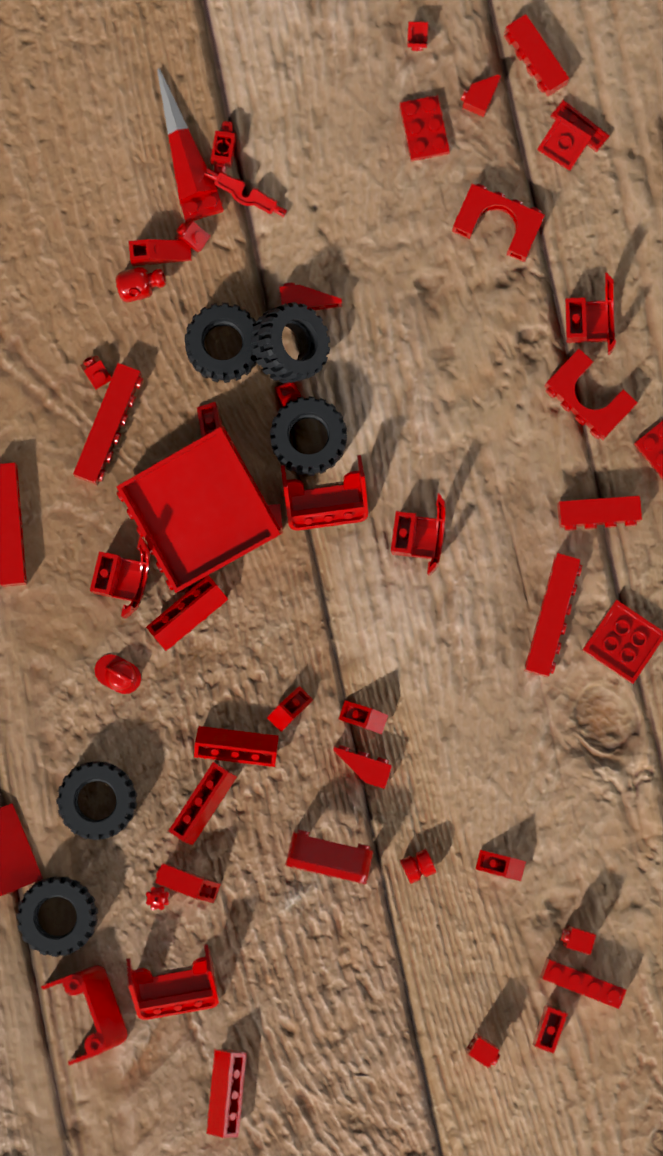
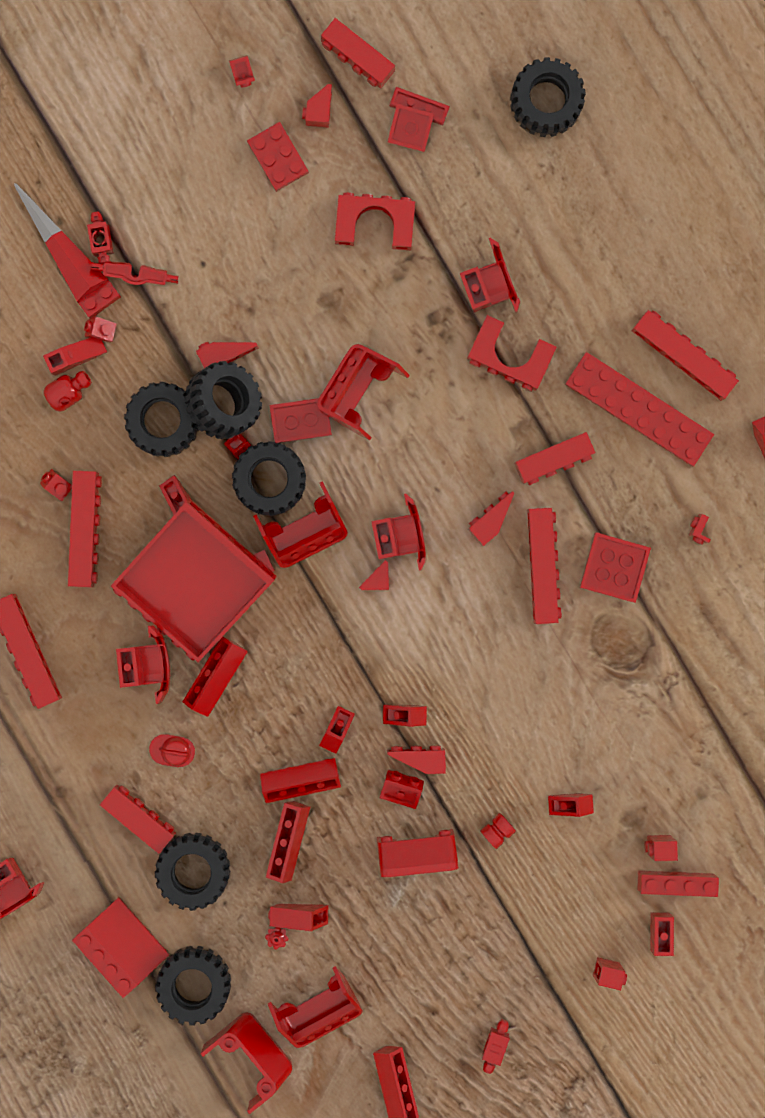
camera: 15 degrees left, 5 degrees up
(60, 729) = (137, 818): none -> red brick
(335, 791) = (402, 789): none -> red bracket
(341, 1087) = (495, 1046): none -> red piece
(359, 390) = (299, 421): none -> red plate
(381, 573) = (378, 579): none -> red slope
(423, 368) = (351, 382): none -> red windscreen
(511, 556) = (489, 524): none -> red slope

